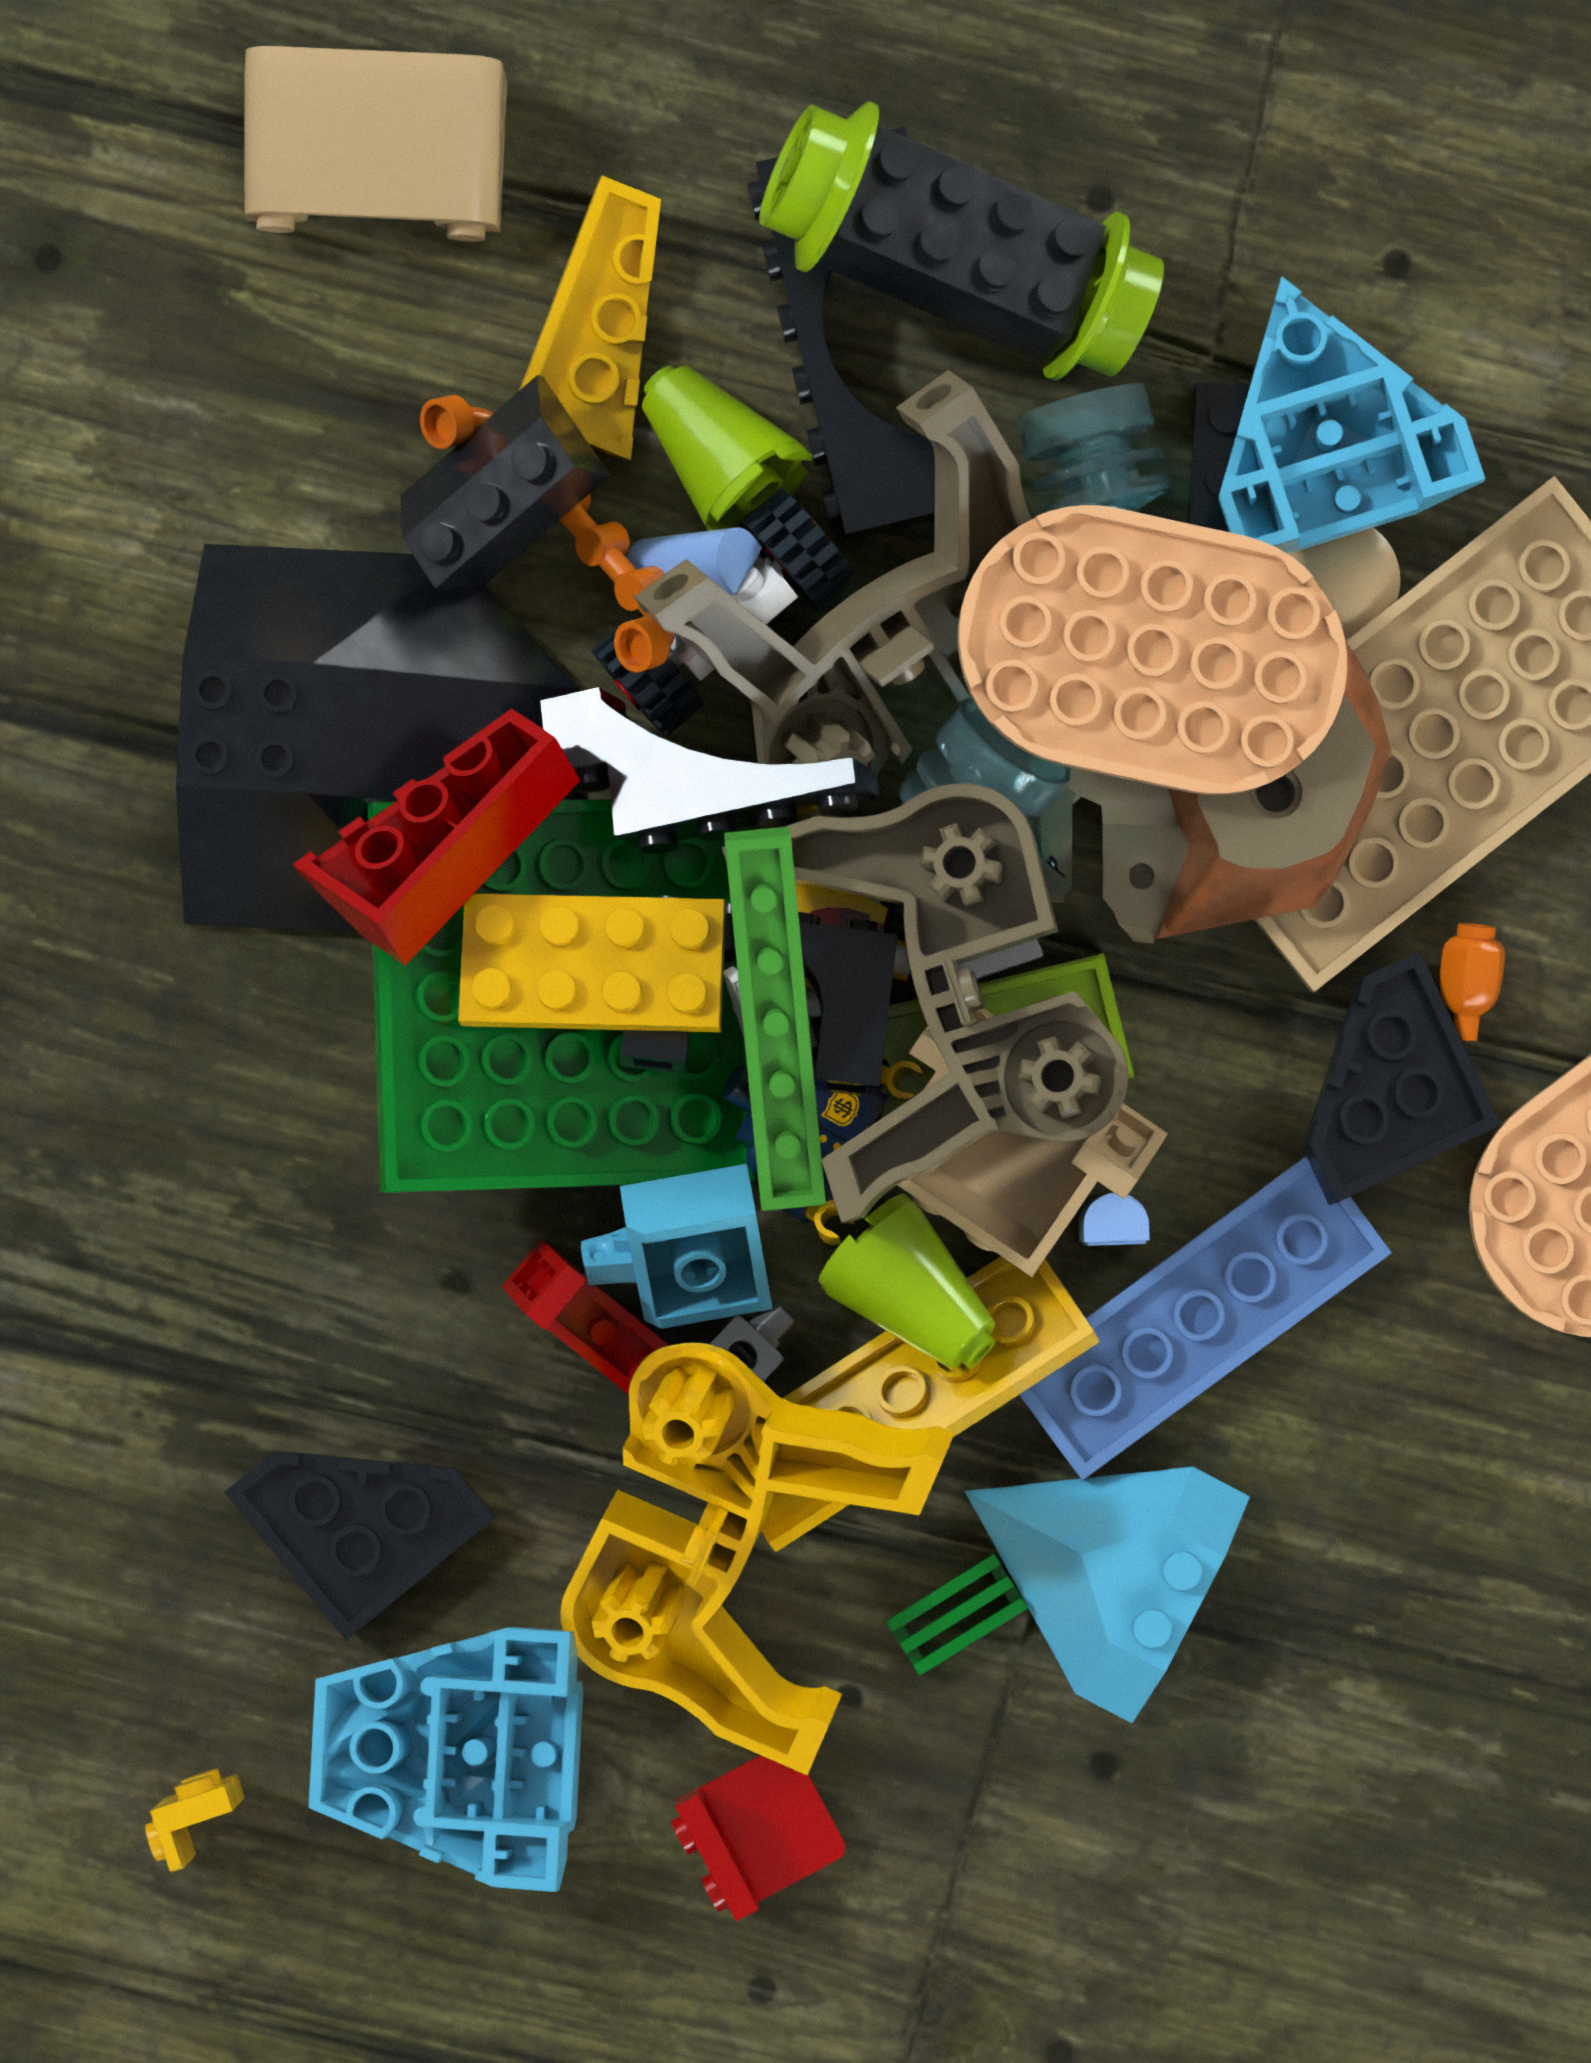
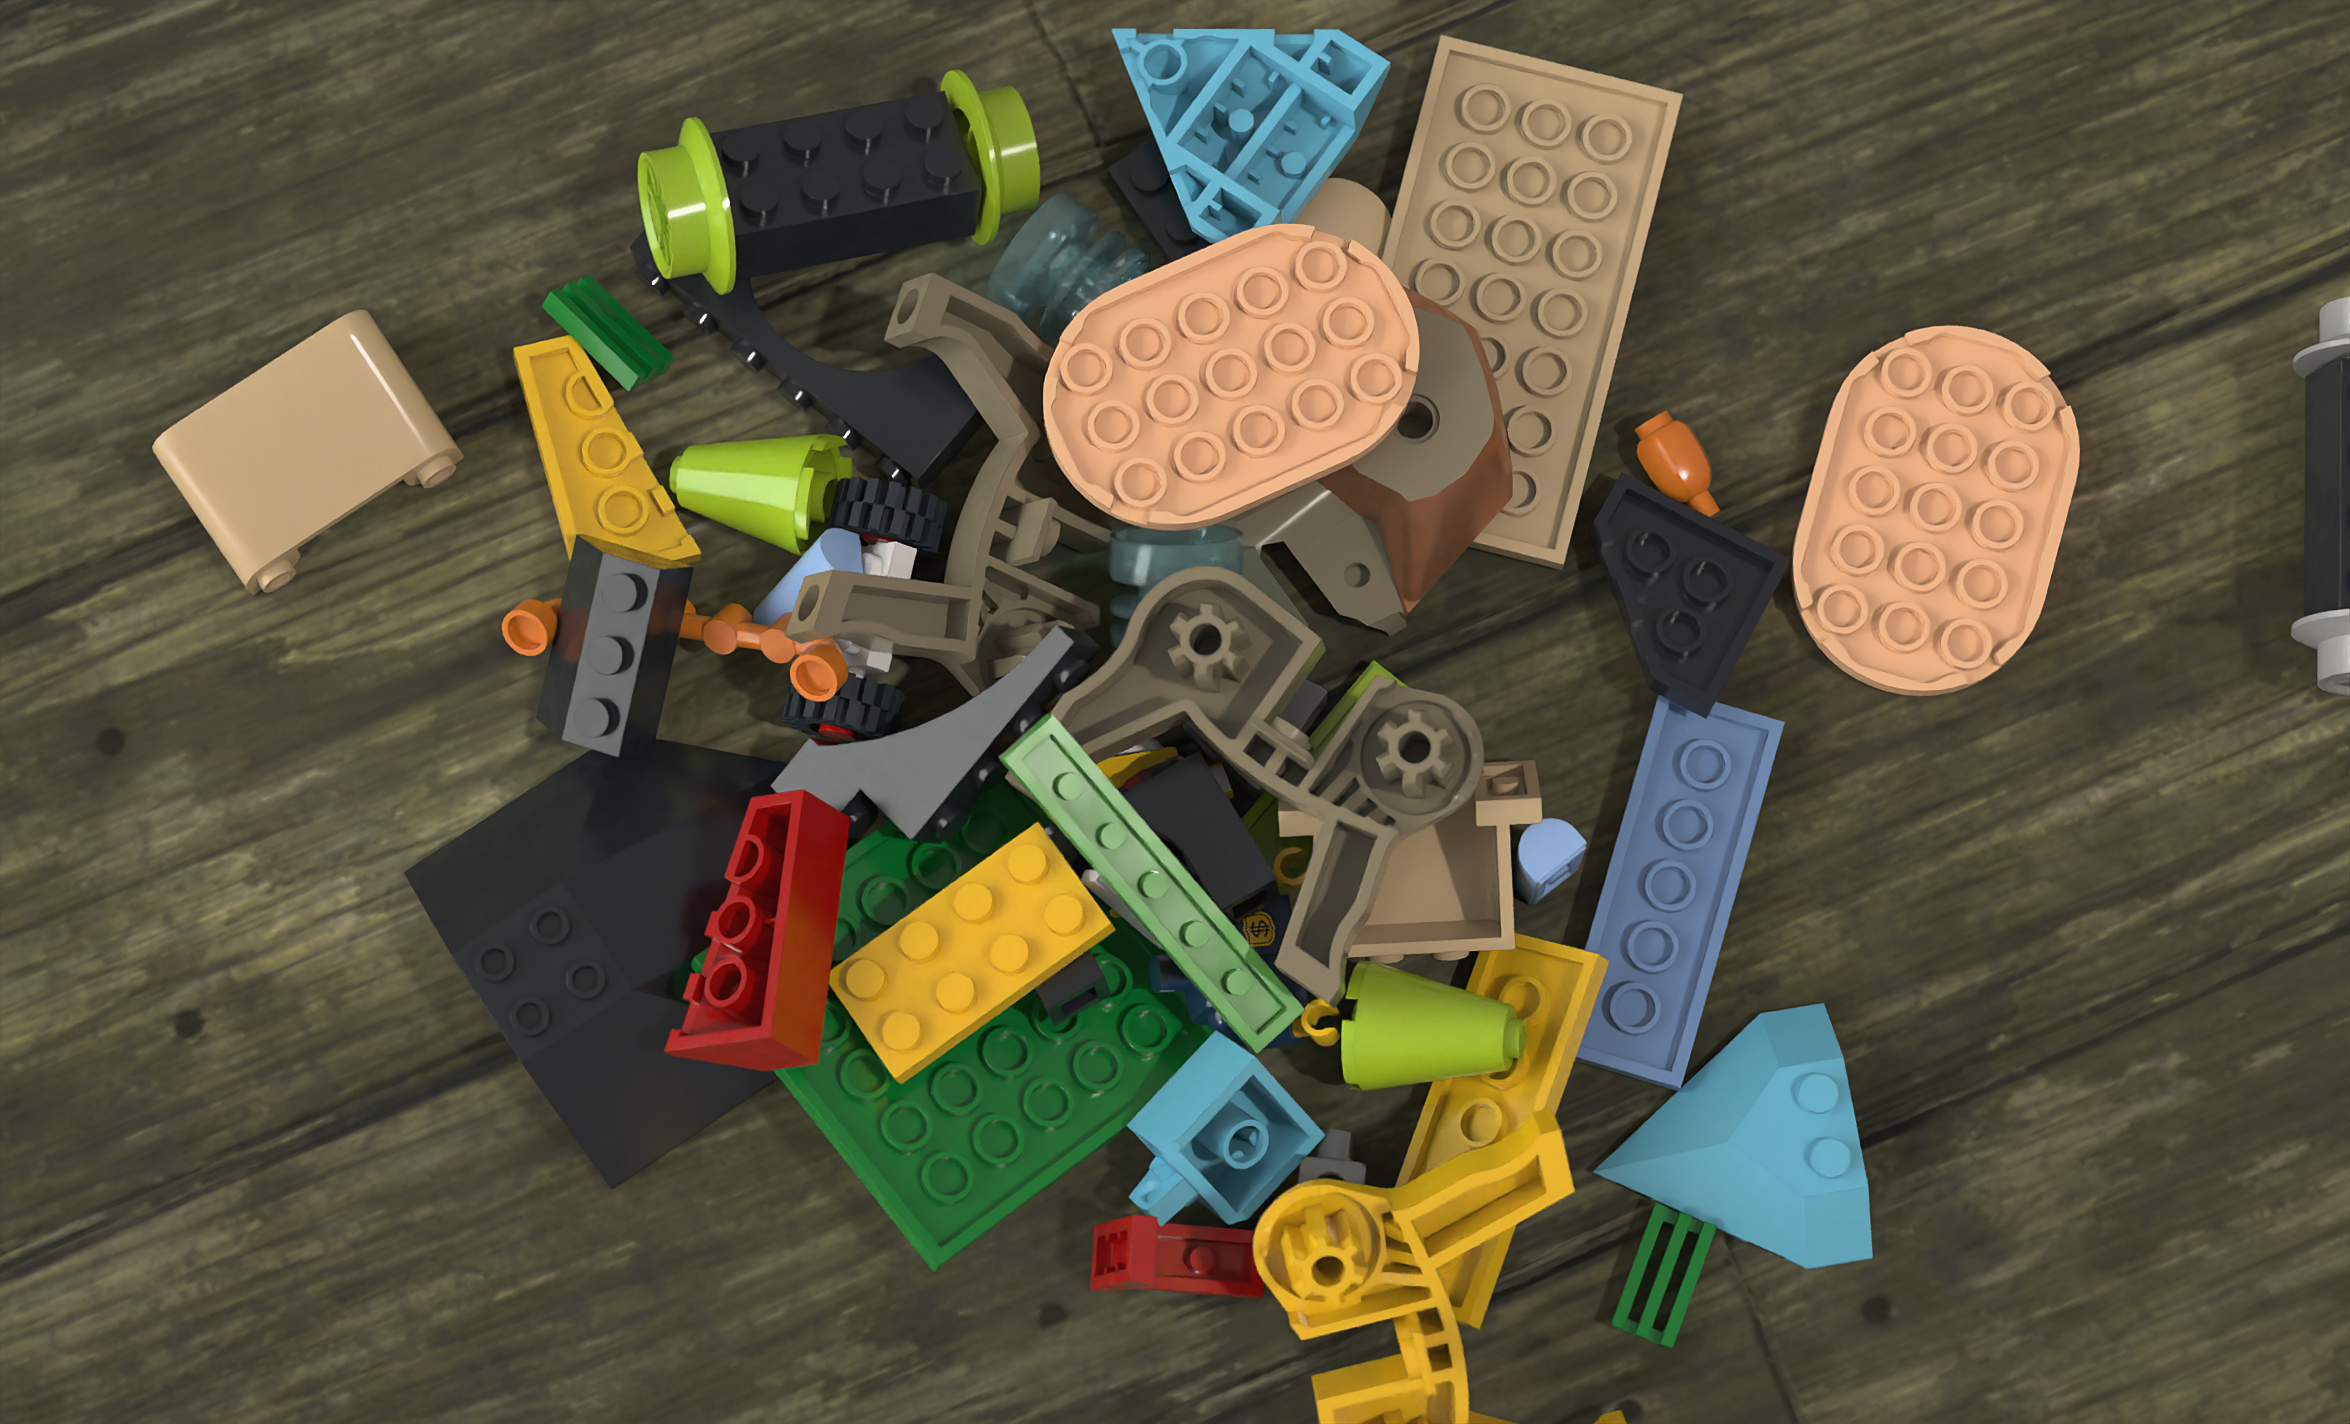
camera: 35 degrees left, 10 degrees down
(689, 217) = (608, 332): none -> green tile

